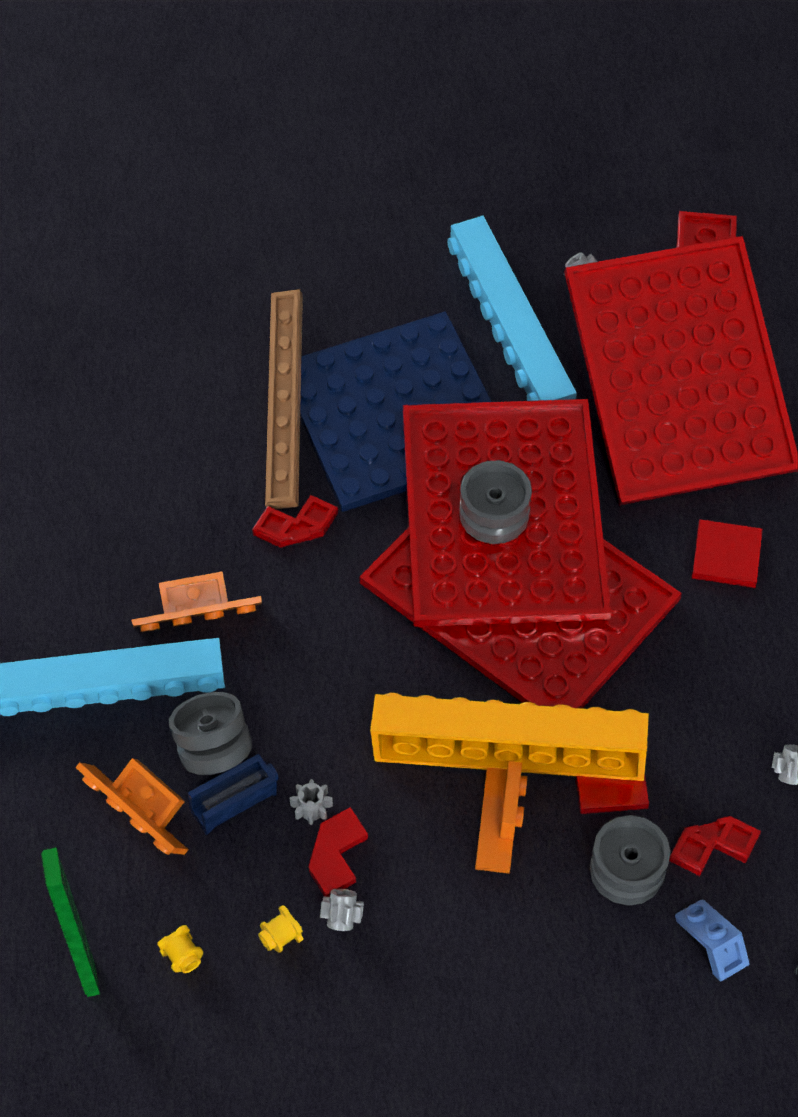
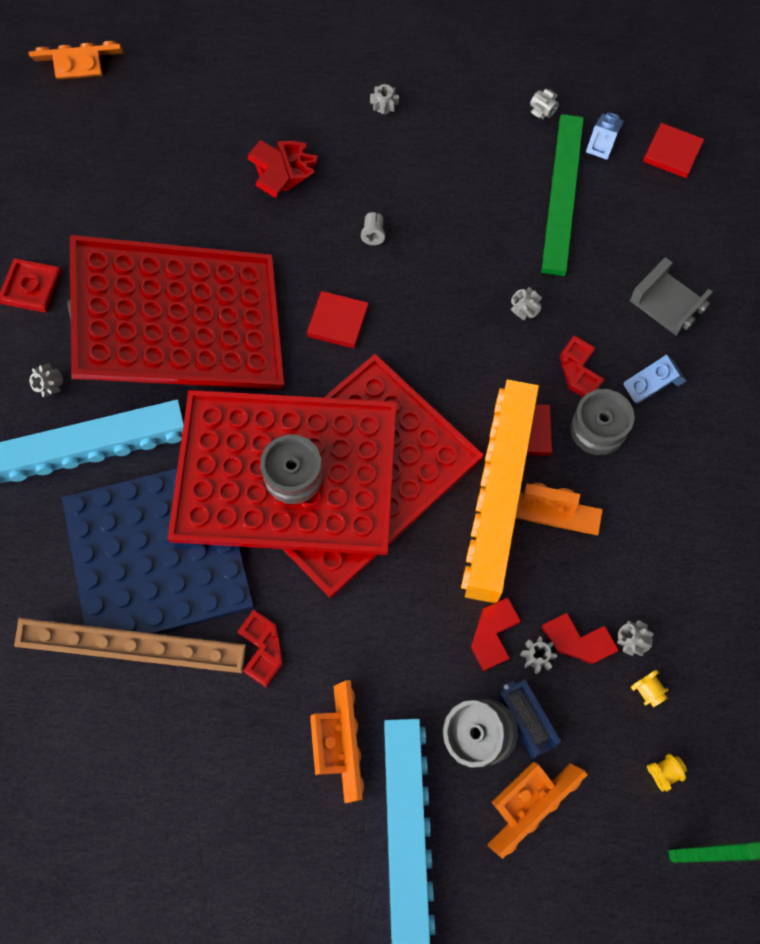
camera: 85 degrees left, 10 degrees up
(324, 748) = (486, 643): none -> red tile

